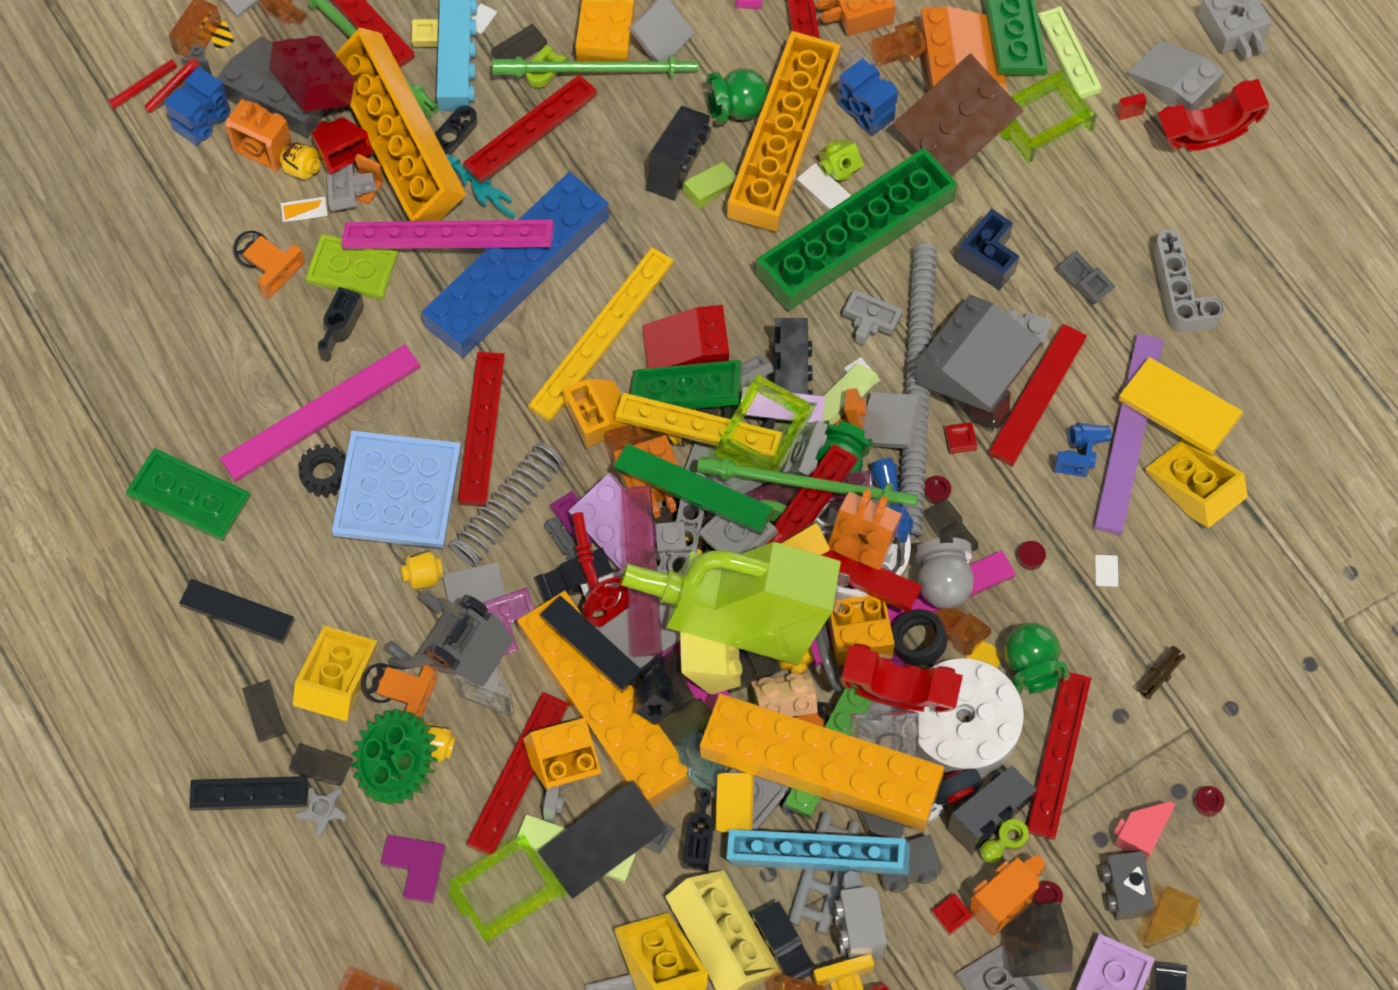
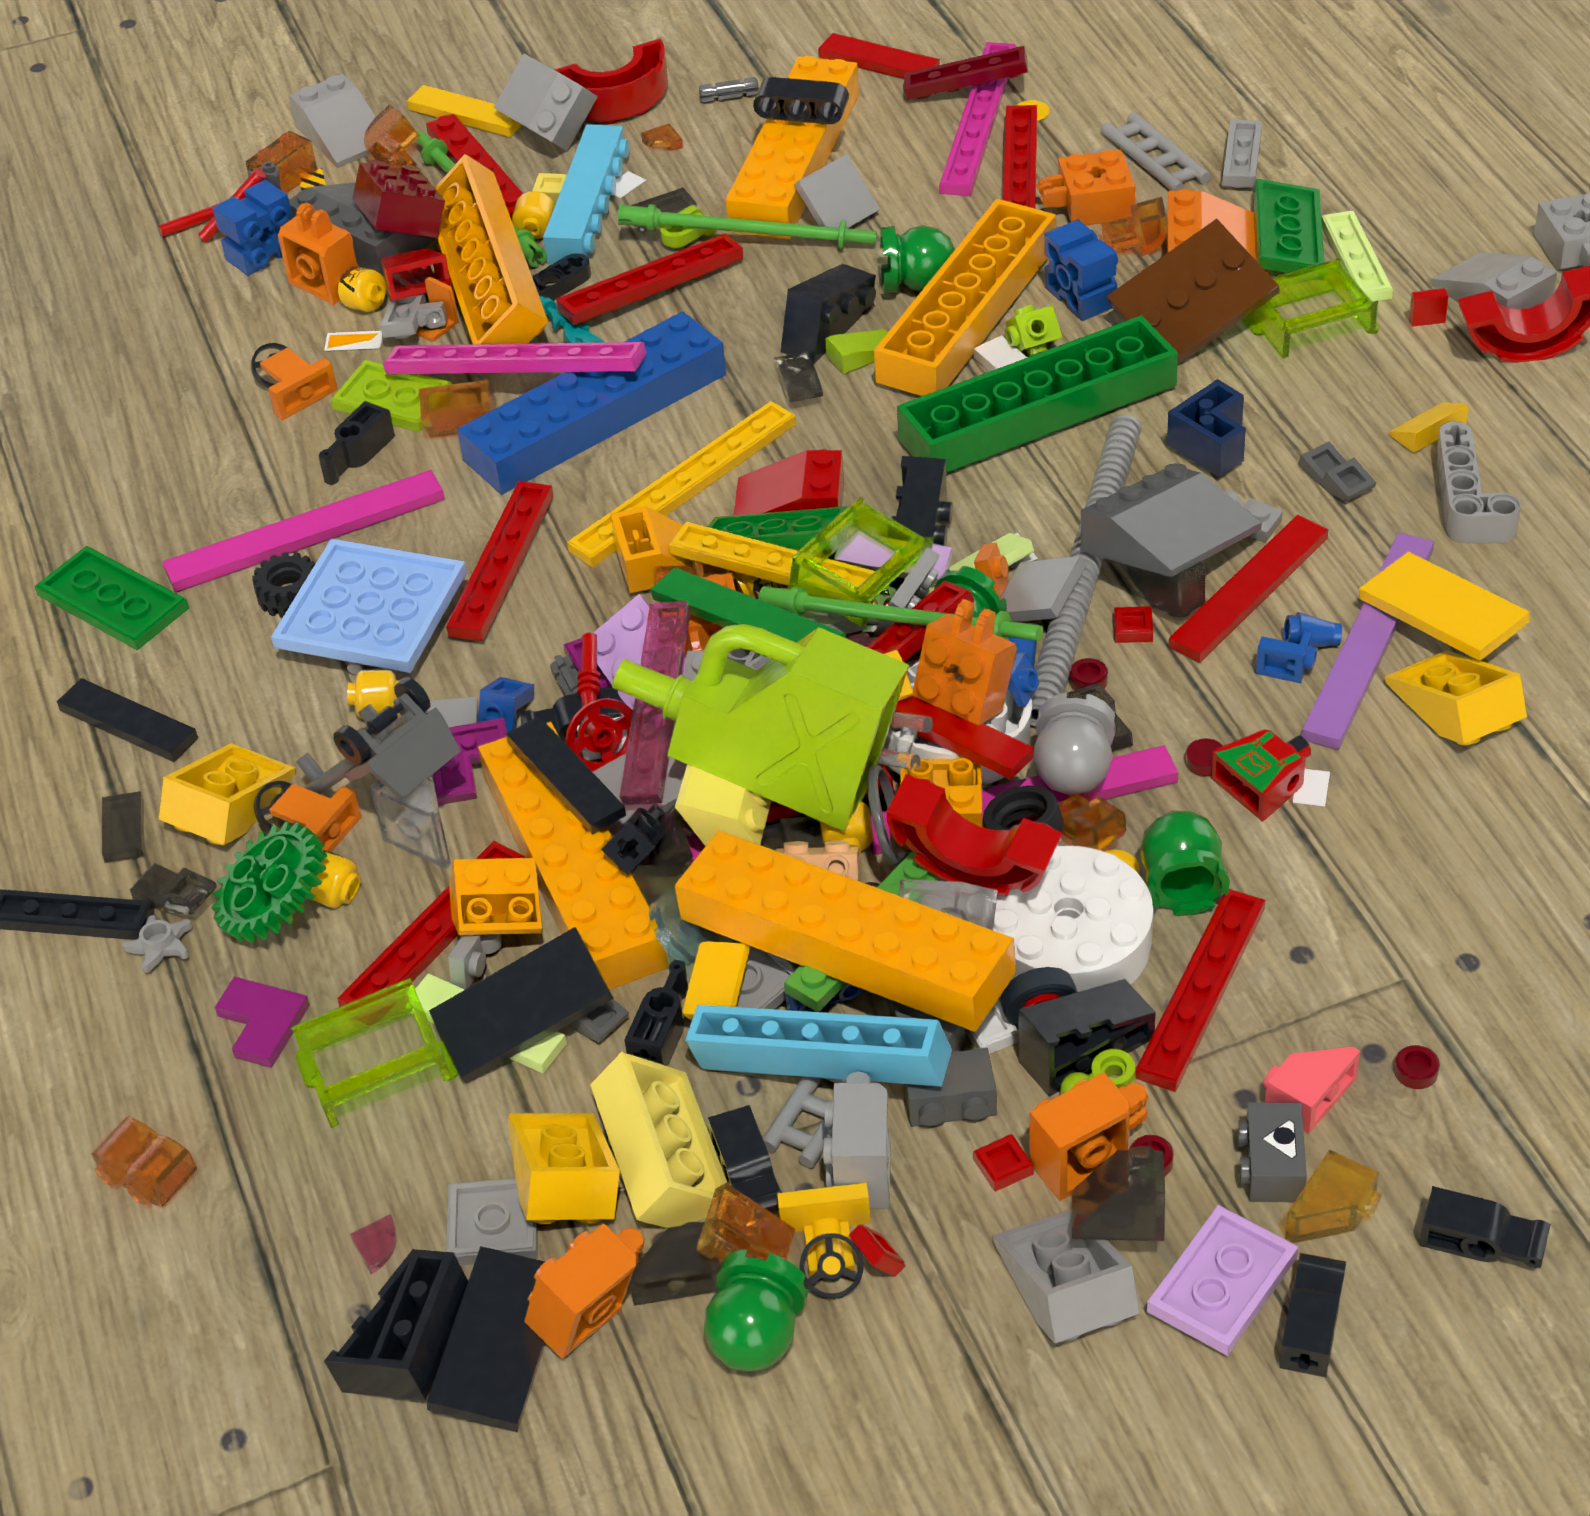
camera: 15 degrees right, 20 degrees down
(413, 285) = (454, 405): none -> clear orange brick
(420, 66) = (533, 213): none -> yellow head
(469, 549) = (568, 598): light grey piece -> none
(519, 565) = (503, 699): none -> blue bracket
(668, 220) = (798, 377): none -> clear smoke slope
(871, 315) = (1037, 487): light grey hinge -> none
(1073, 566) = (1261, 770): none -> red torso
(1145, 223) = (1425, 427): none -> yellow slope
(1160, 672) = (1367, 903): dark brown pin -> none
(1268, 927) = (1481, 1229): none -> black piece

